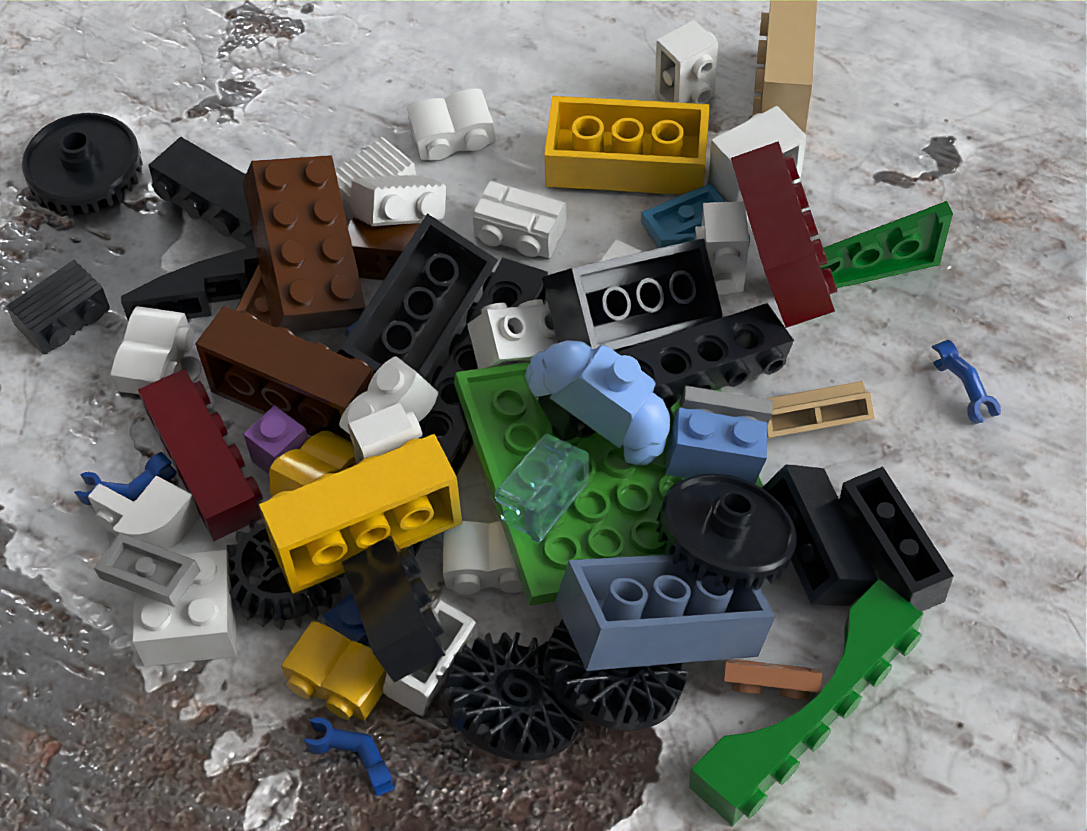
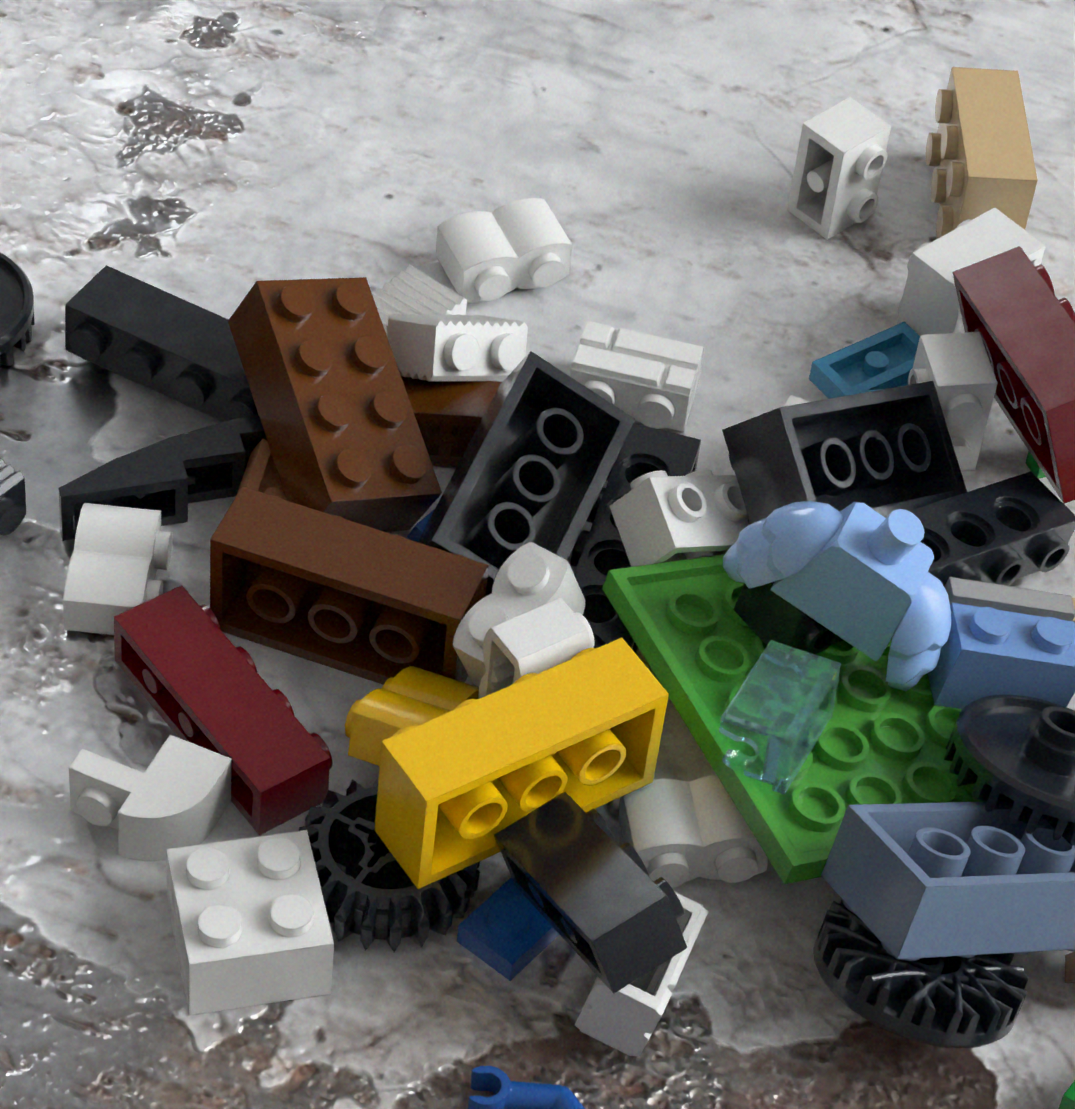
camera: 15 degrees left, 10 degrees down
(147, 569) = (201, 855): light grey plate -> none
(157, 465) = (139, 752): blue arm -> none
(272, 437) = (332, 681): medium lavender brick -> none
(335, 671) = (501, 998): yellow brick -> none
(503, 701) = (776, 1018): black wheel -> none
(626, 145) = (774, 272): yellow brick -> none

